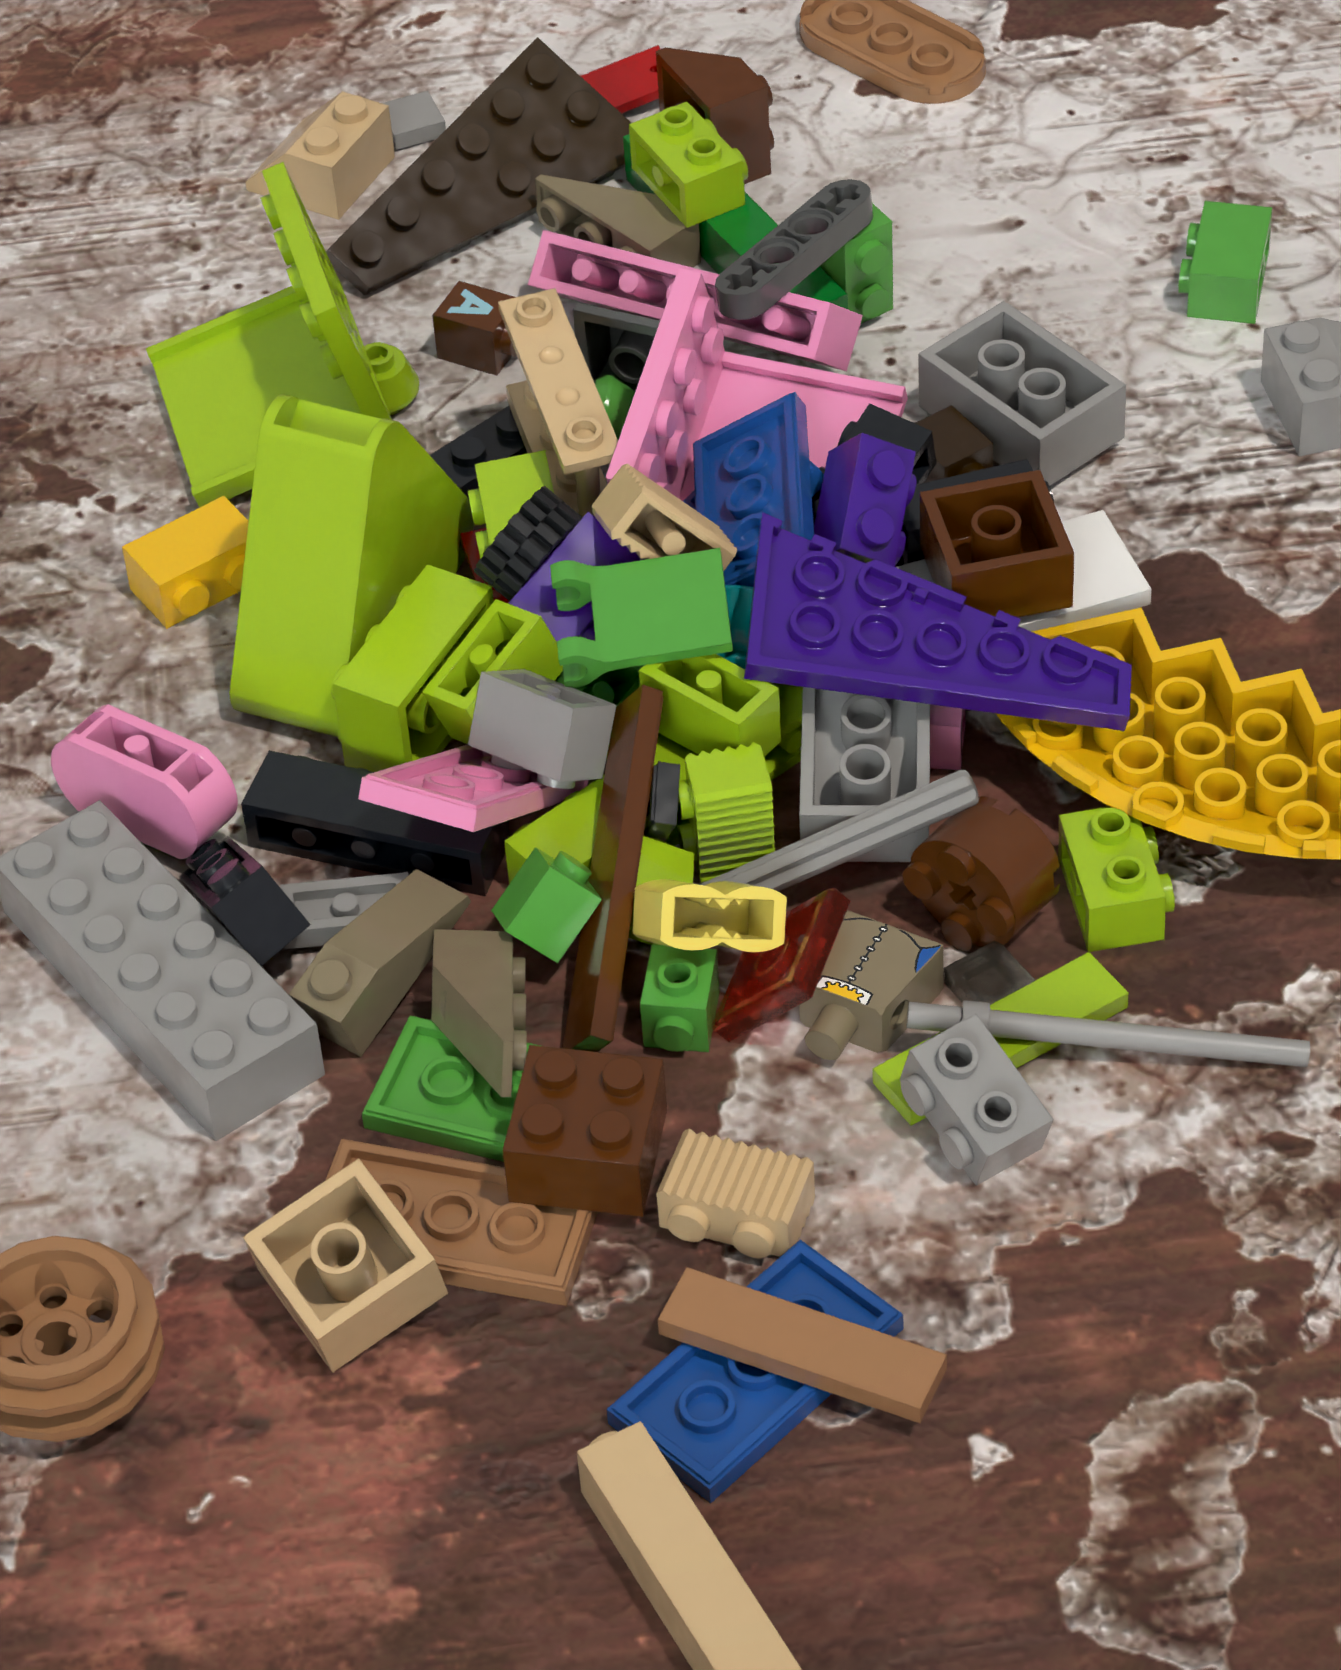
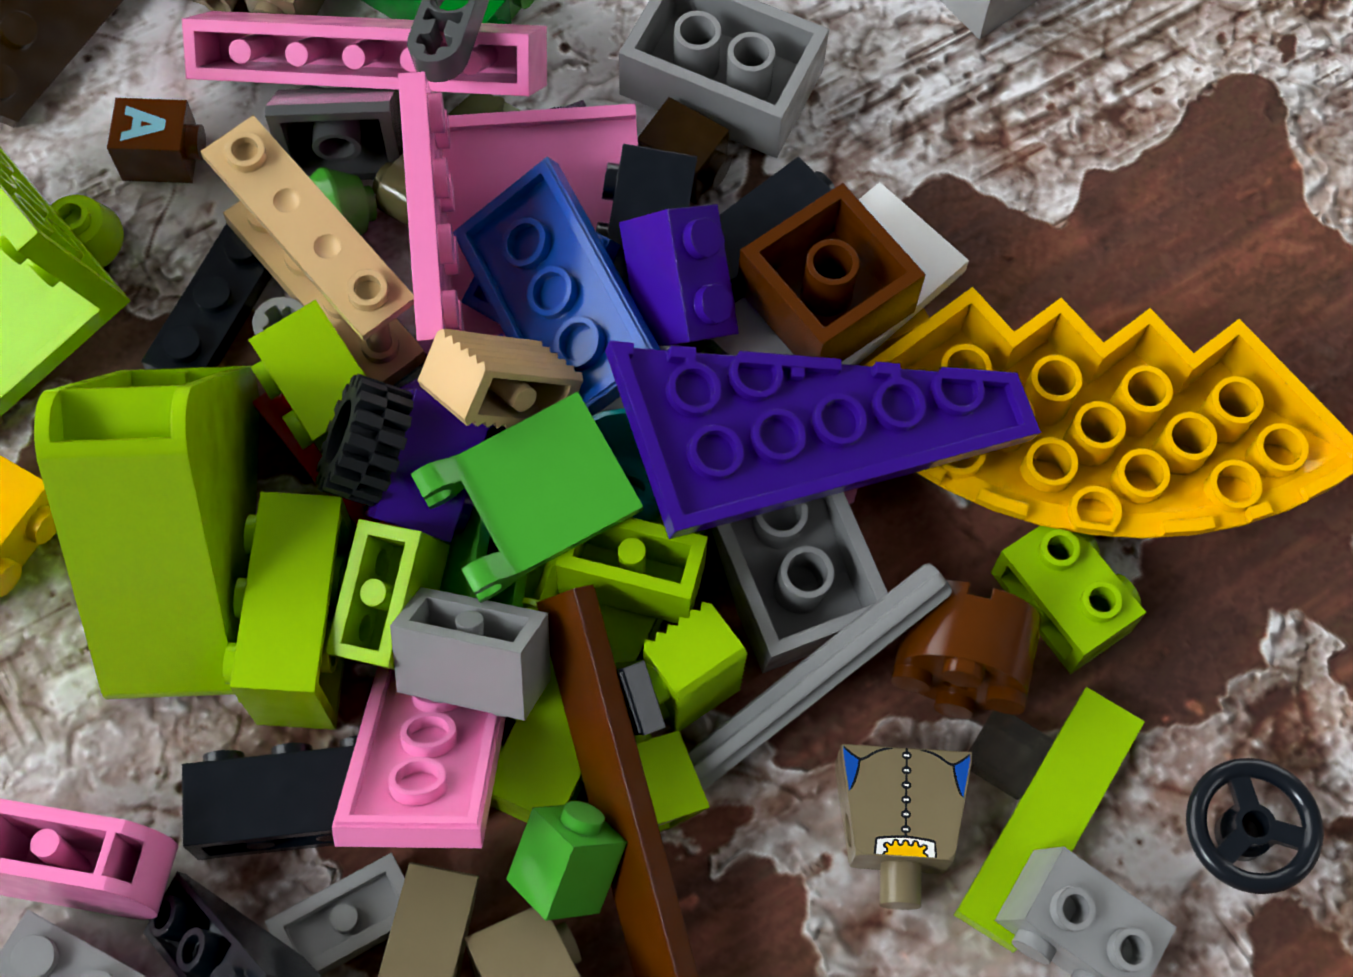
camera: 30 degrees left, 20 degrees up
(680, 1012) = (737, 905): bright green brick -> none
(709, 915) = (744, 822): light yellow brick -> none
(786, 976) = (827, 834): clear red tile -> none
(1113, 1034) = (1040, 823): light grey bar -> none
(1176, 1101) = (1238, 845): none -> black piece

